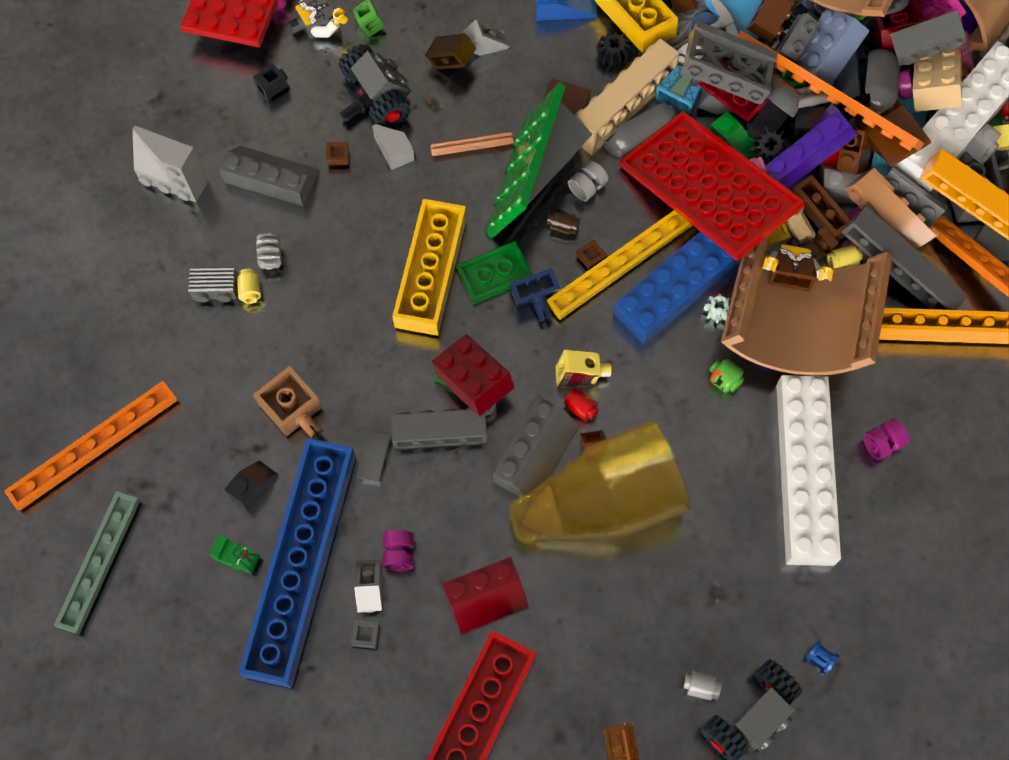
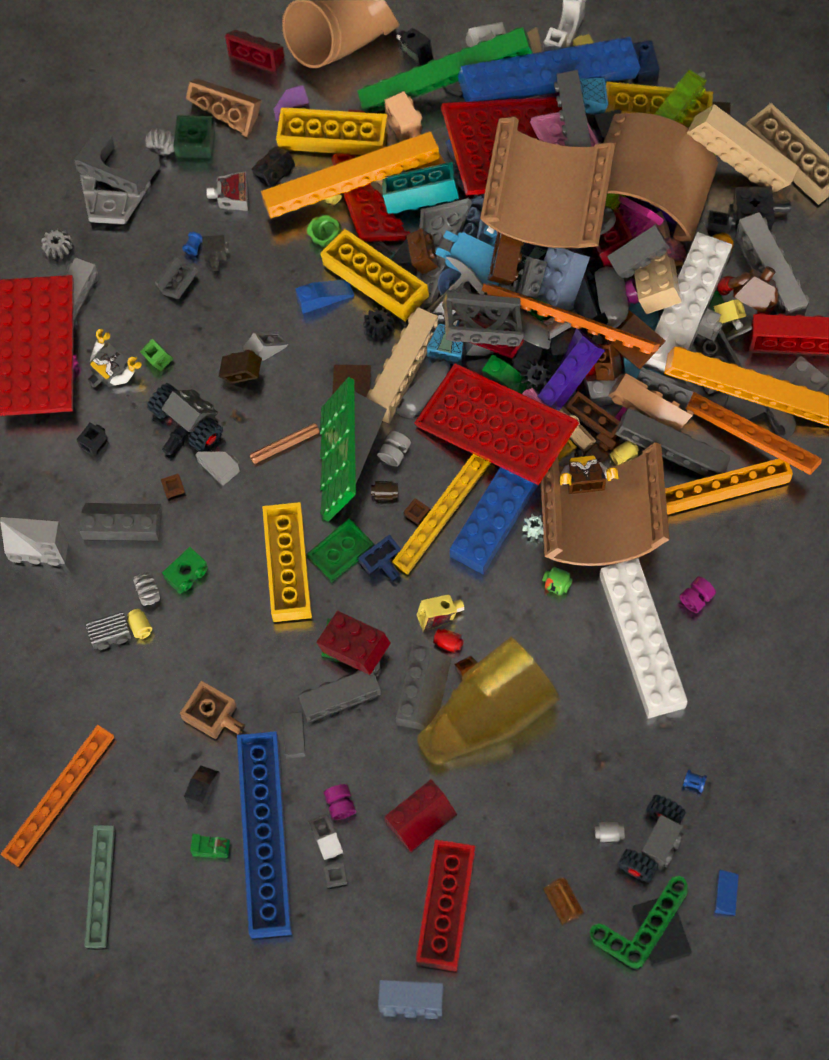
camera: 15 degrees left, 0 degrees up
(322, 234) = (187, 560): none -> green brick

